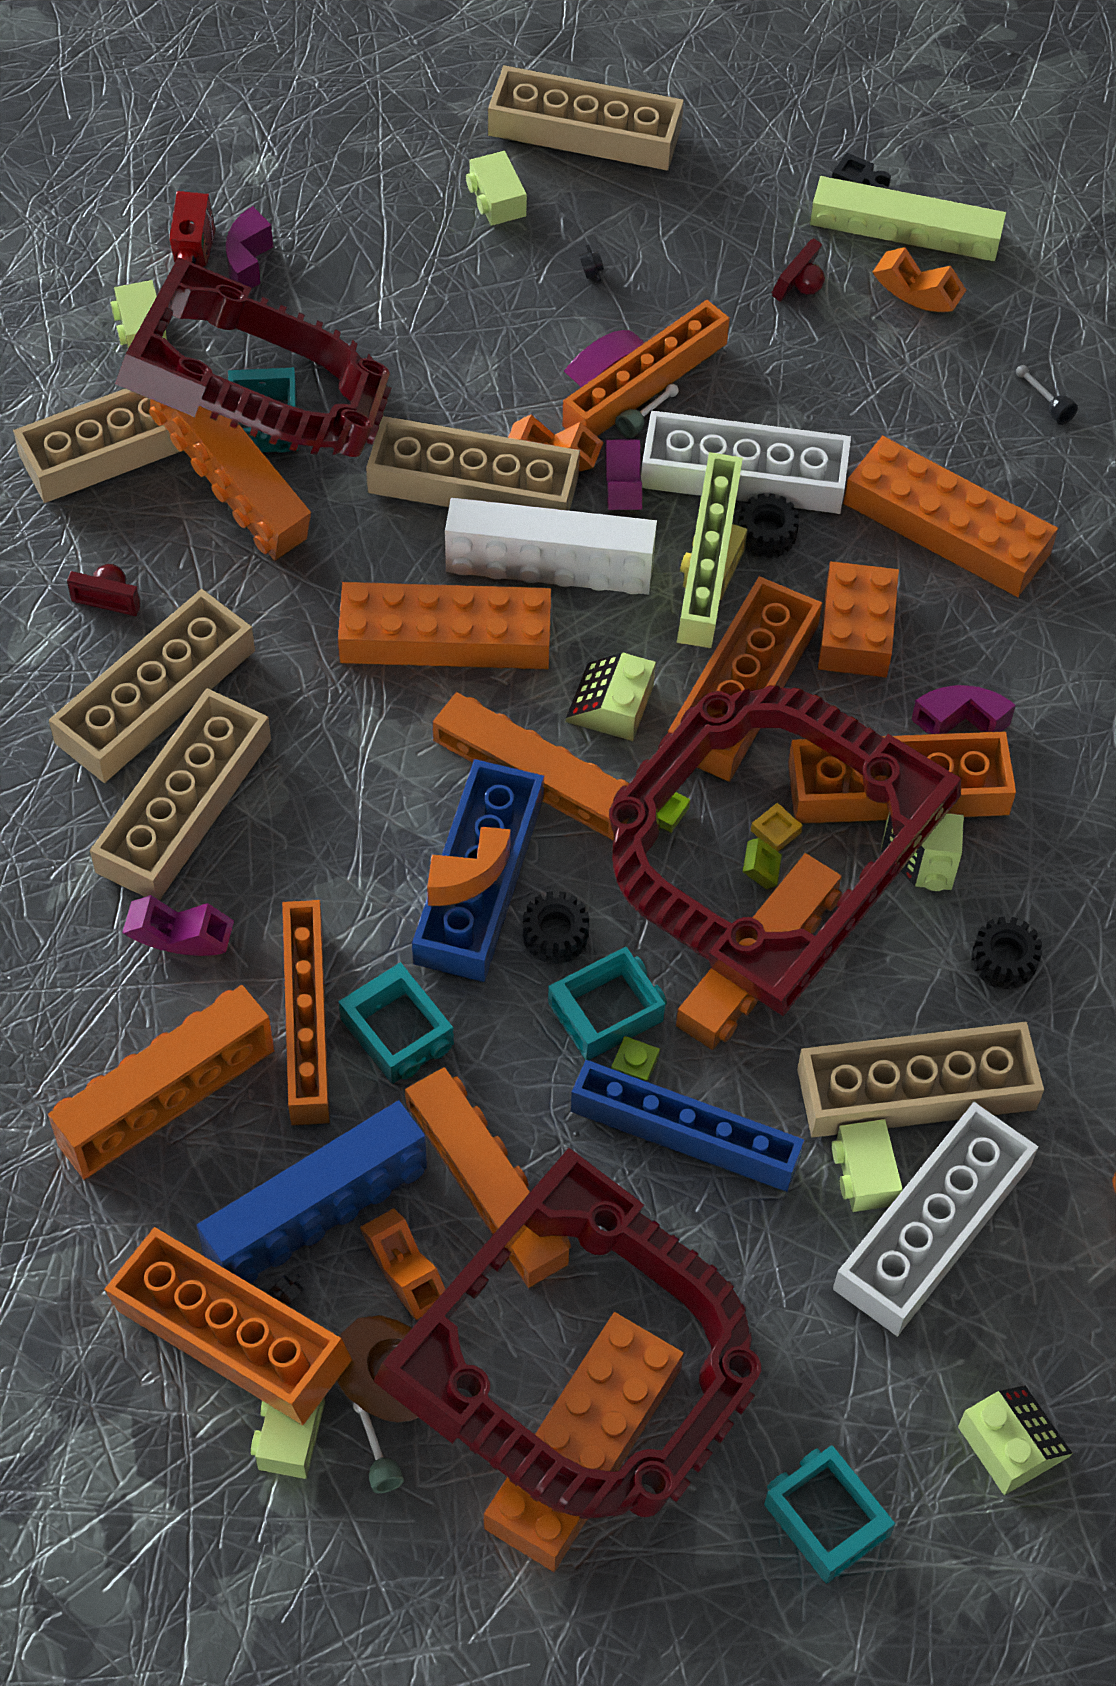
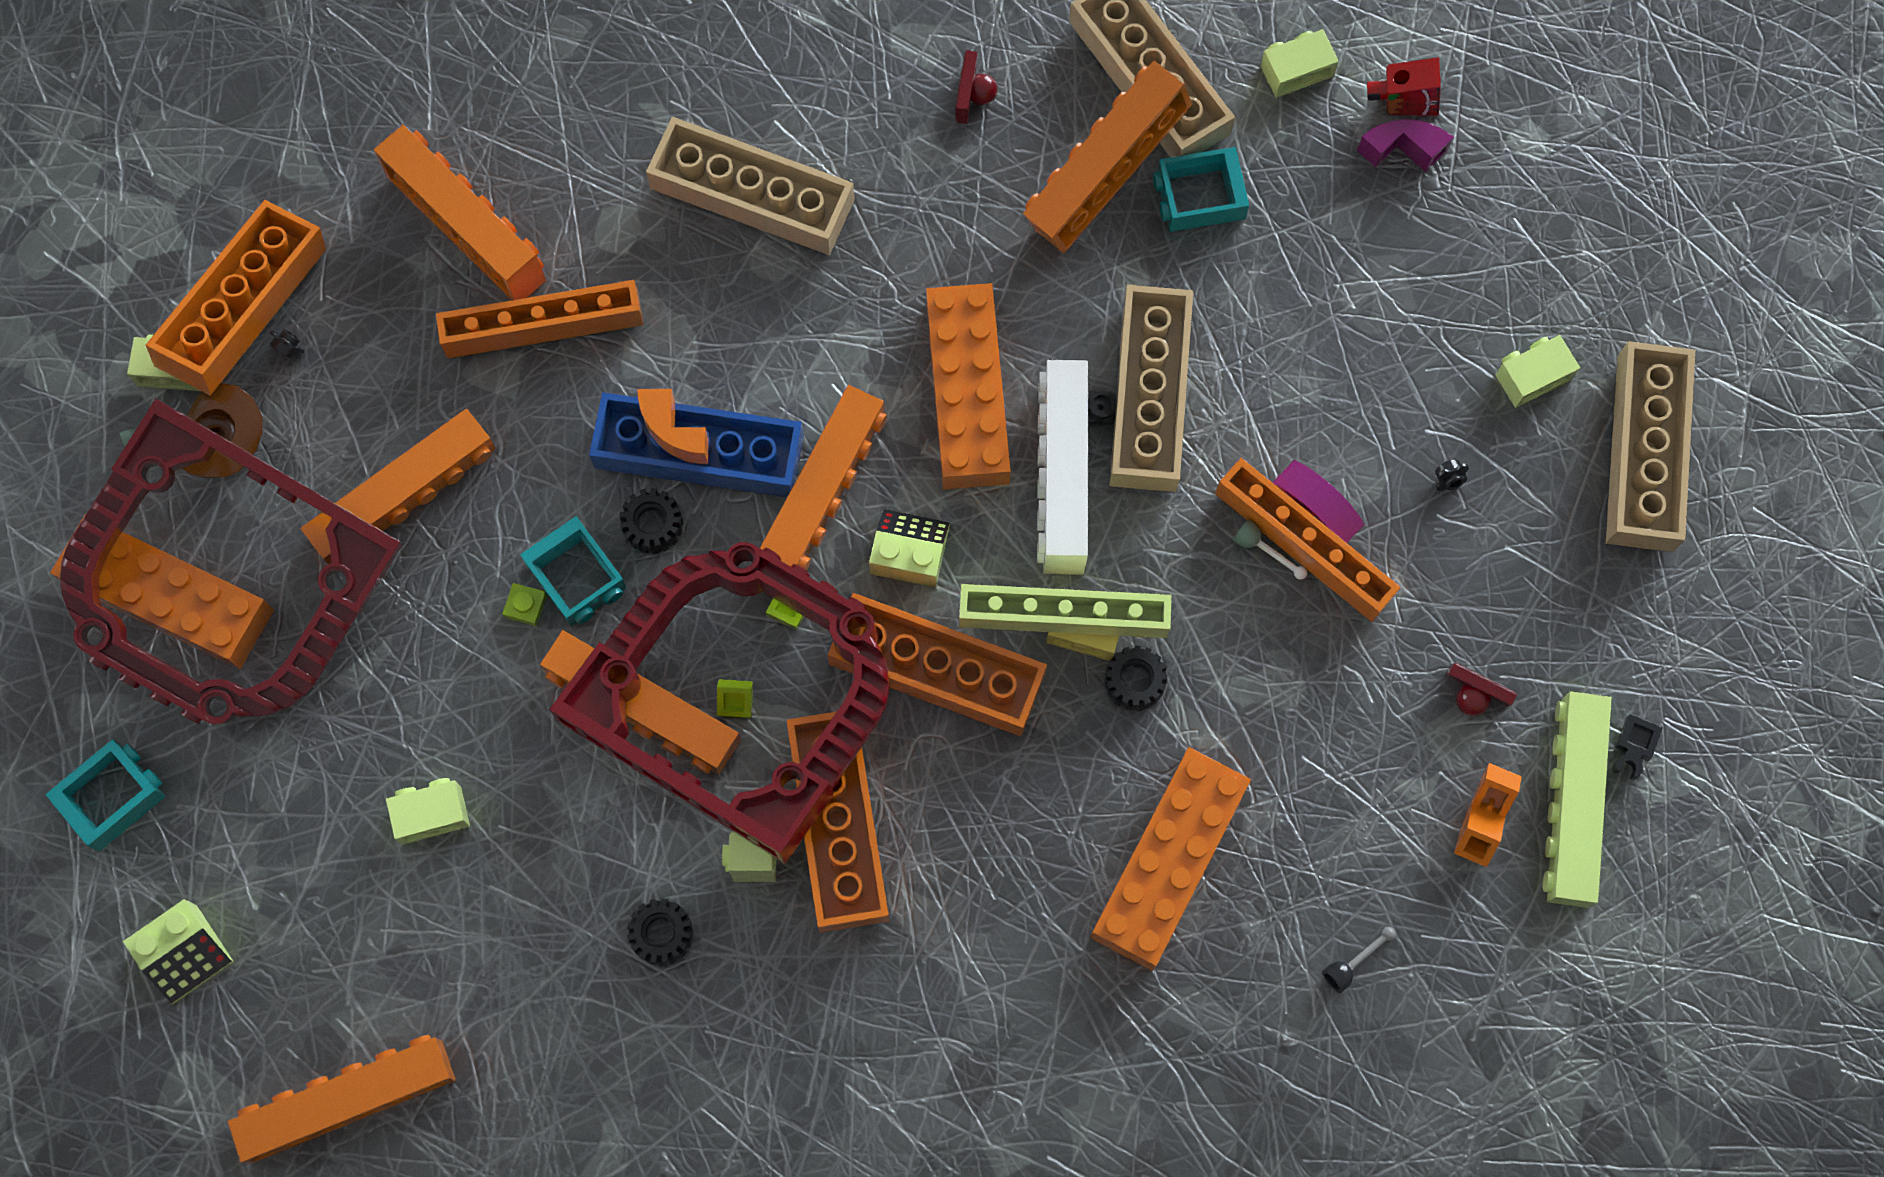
camera: 85 degrees right, 15 degrees up
(152, 685) = (865, 143): tan brick -> none
(184, 383) = (1309, 105): dark red arch -> none
(188, 932) = (621, 206): magenta brick -> none
(315, 1194) = (360, 350): blue brick -> none
(380, 993) = (556, 420): teal window -> none
(405, 1268) = (307, 439): orange brick -> none
(574, 437) = (1201, 461): orange brick -> none
(623, 474) = (1175, 534): magenta brick -> none
(686, 1125) = (450, 649): blue brick -> none
(776, 827) = (776, 709): yellow plate -> none
(782, 461) = (1204, 647): white brick -> none
(858, 619) = (1026, 772): orange brick -> none
(920, 1078) = (510, 852): tan brick -> none
(935, 1218) = (373, 871): white brick -> none
(948, 706) = (930, 864): magenta brick -> none

